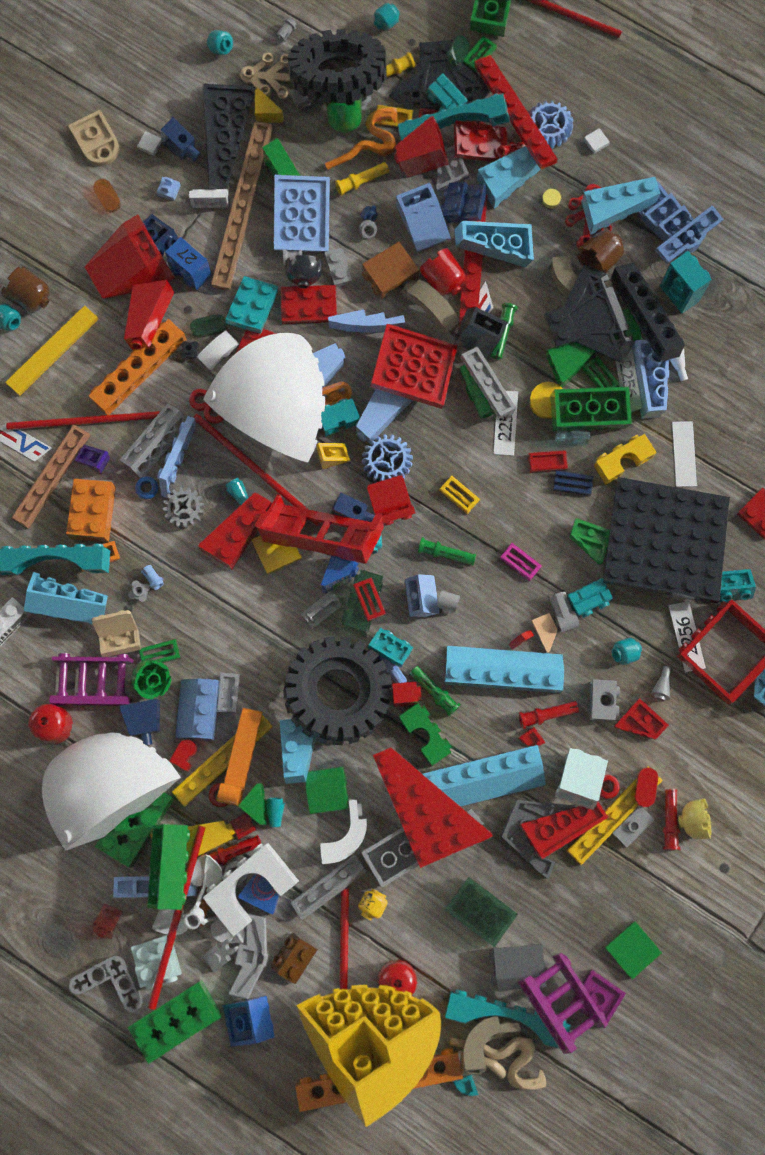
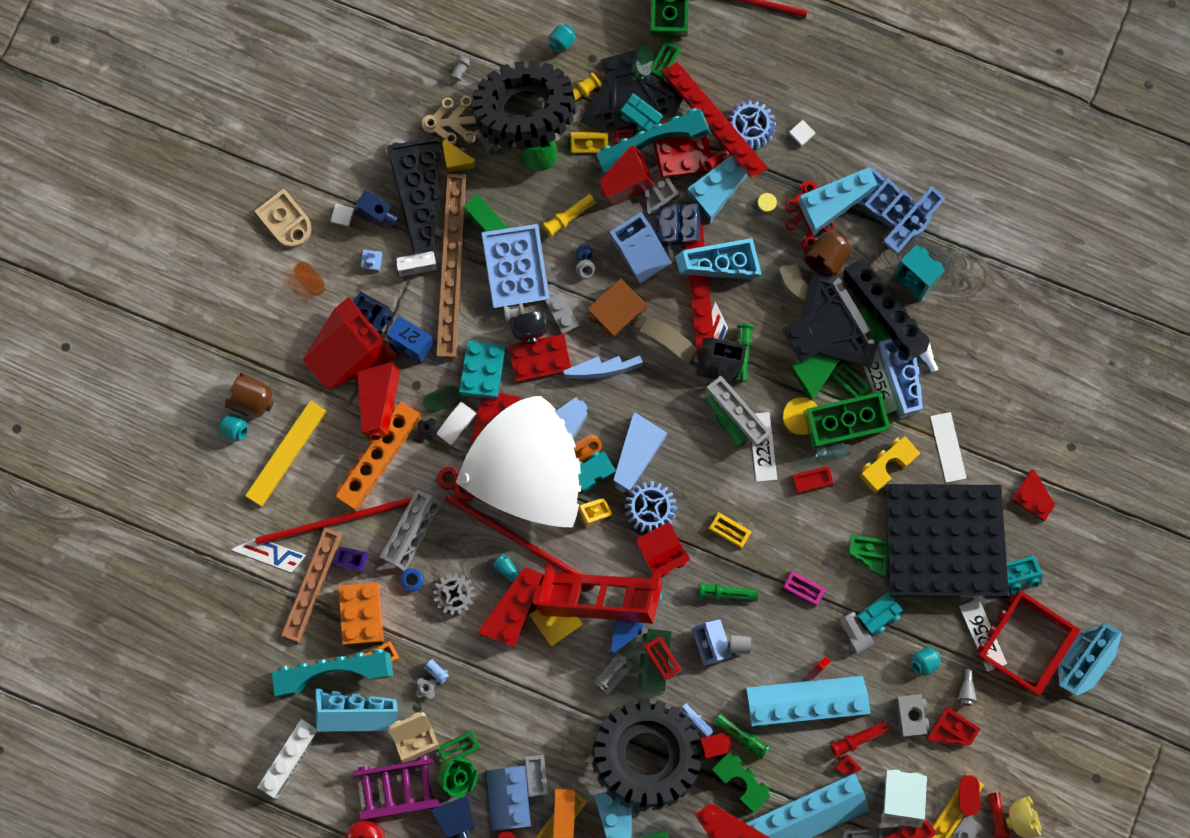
camera: 10 degrees left, 0 degrees up
(168, 473) = (435, 546): light blue wing -> none
(220, 42) = (395, 95): teal head -> none
(345, 505) = (617, 566): dark blue torso -> none
(381, 149) = (589, 177): orange animal -> none
(390, 647) = (691, 700): teal bracket -> none
(414, 366) = (660, 407): red plate -> none
(443, 273) = (673, 304): red cylinder -> none
(545, 630) = (841, 654): light nougat tile -> none
(589, 484) = (858, 497): dark blue tile -> none
(616, 787) = (939, 801): red piece -> none

